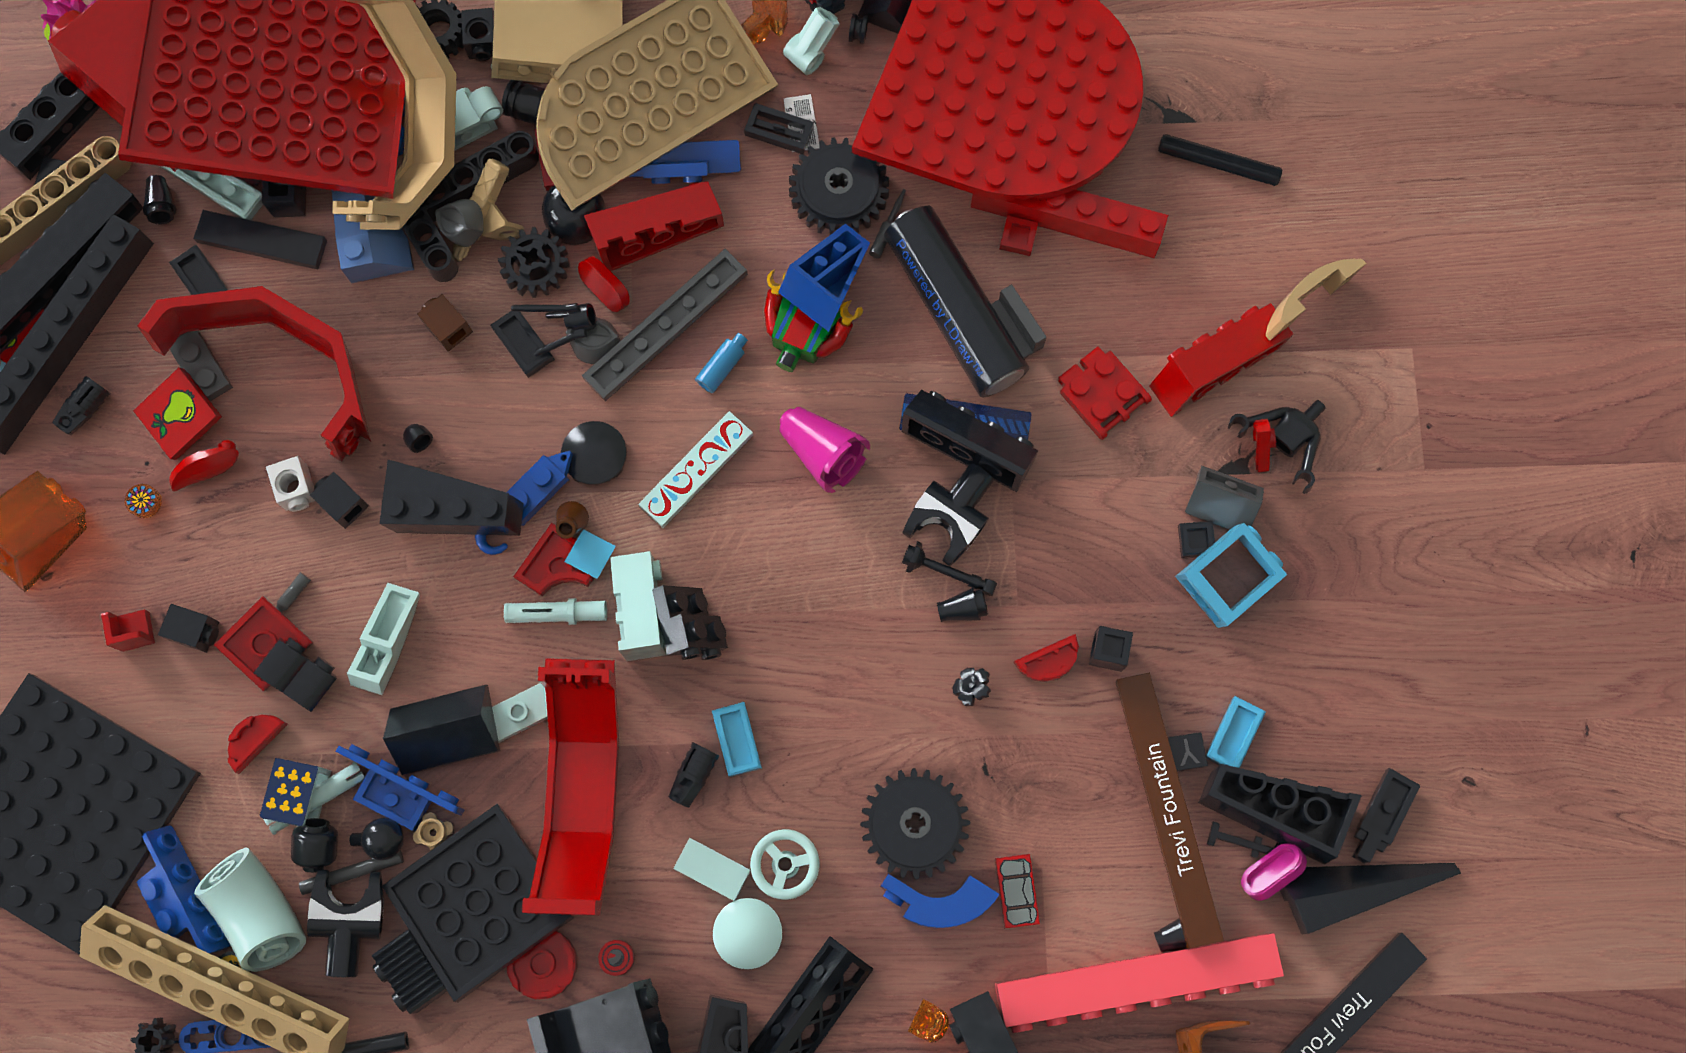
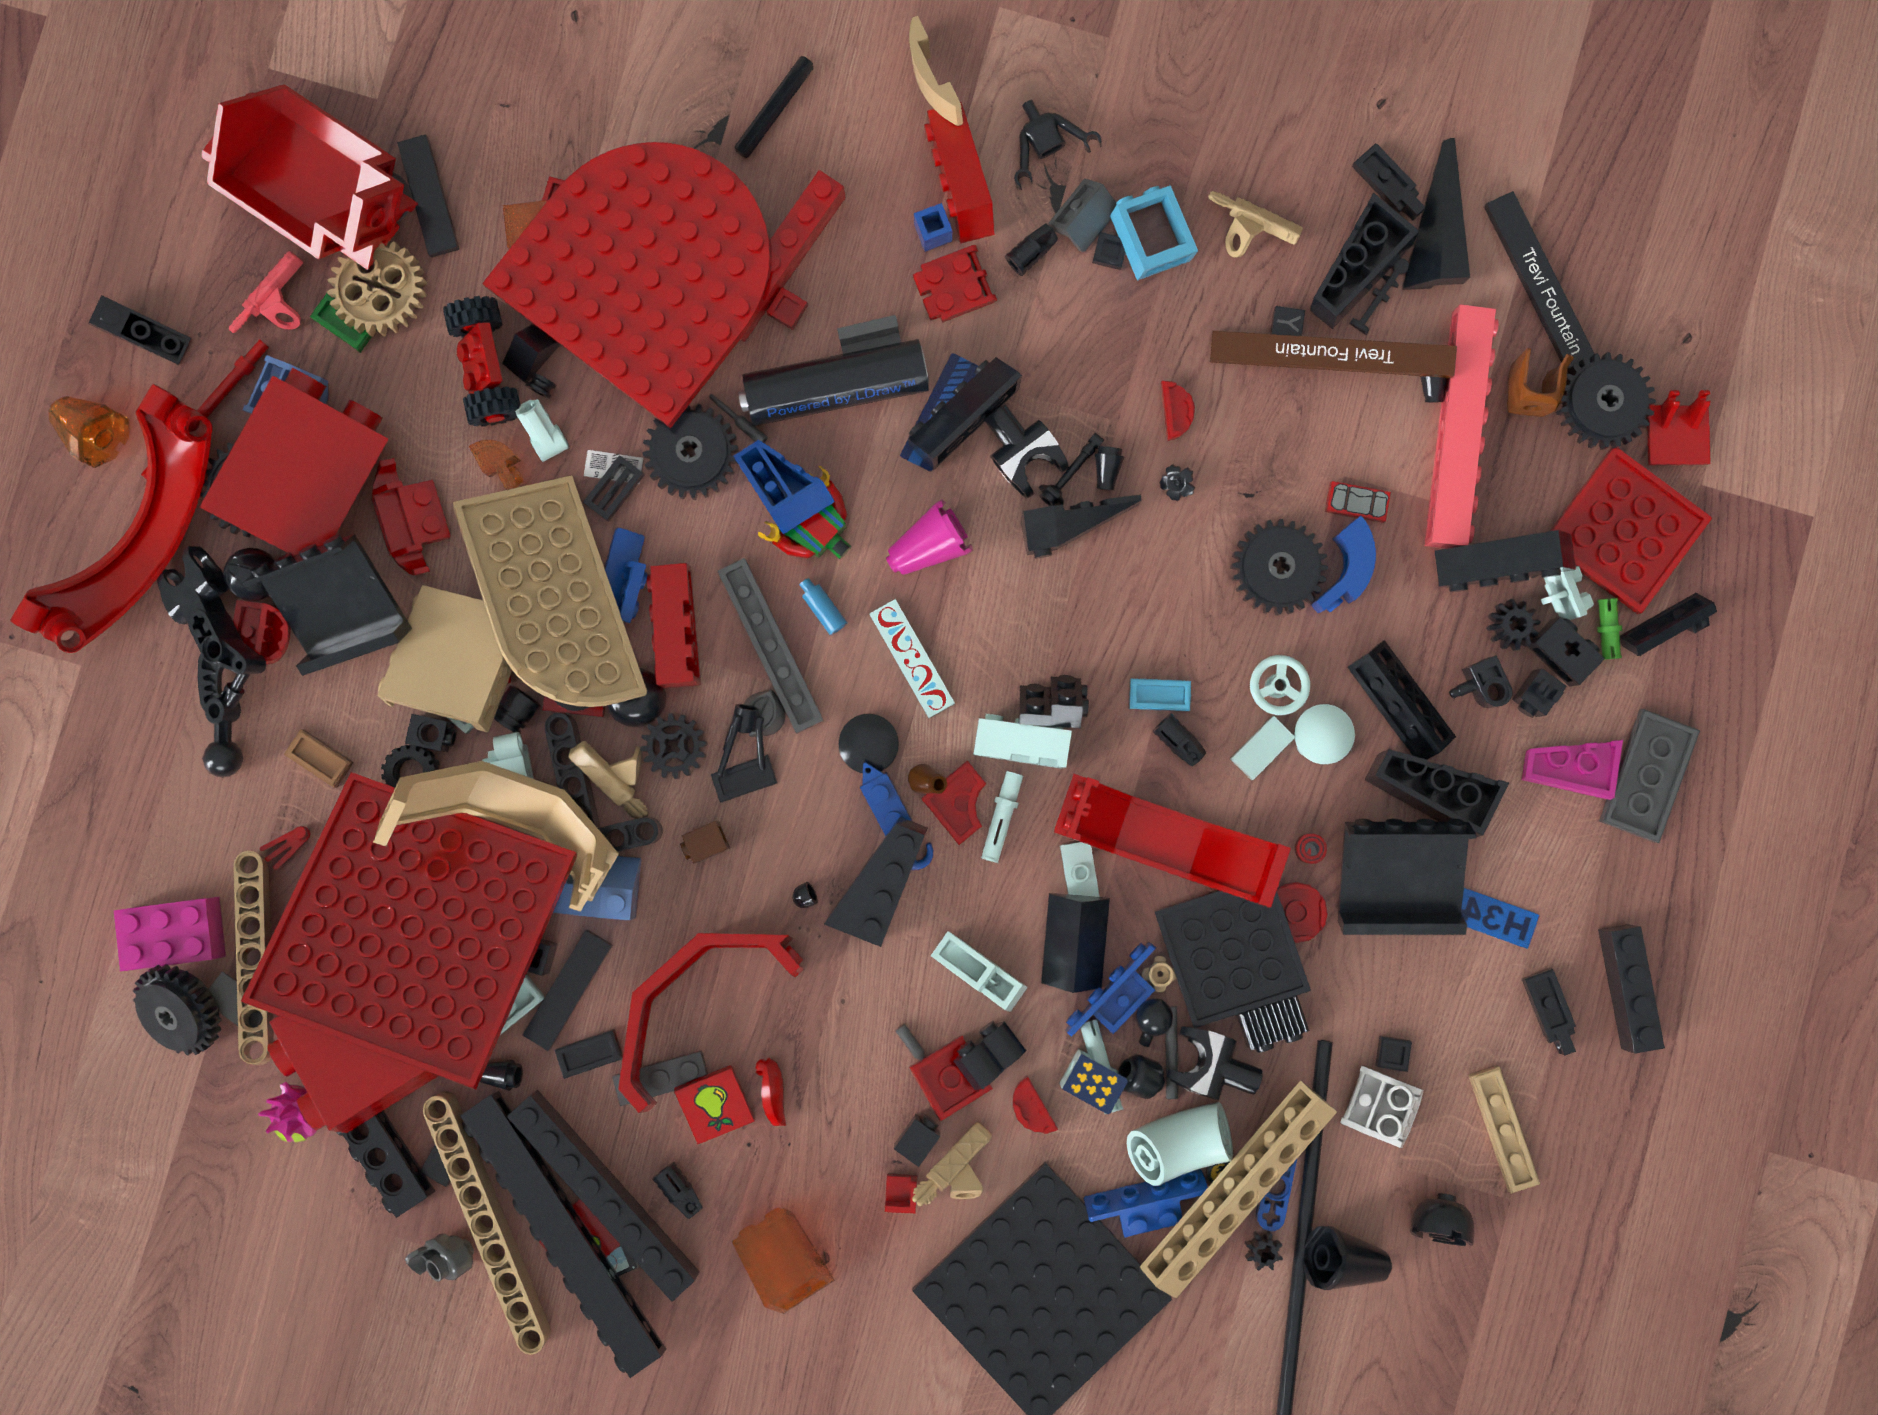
camera: 75 degrees left, 10 degrees up
(143, 501) = (784, 1155): tile -> none
(165, 674) = (955, 1170): none -> tan piece
(284, 473) = (803, 1026): white brick -> none
(338, 499) = (841, 979): black brick -> none
(461, 221) = (616, 799): dark grey hat -> none
(590, 554) = (960, 772): medium azure sticker -> none
(604, 284) = (715, 689): red tile -> none
(876, 569) = (1053, 527): none -> black wedge
(929, 1022) = (1442, 607): clear orange tile -> none
(1110, 648) = (1185, 355): black brick -> none
(1151, 347) = (933, 227): none -> blue brick
(1168, 456) = (1031, 249): none -> black hinge
(1235, 733) = (1284, 278): medium azure tile -> none
(1265, 439) = (1048, 160): red plate -> none
(1274, 871) = (1408, 287): dark pink tile -> none
(1285, 676) = (1251, 220): none -> tan piece

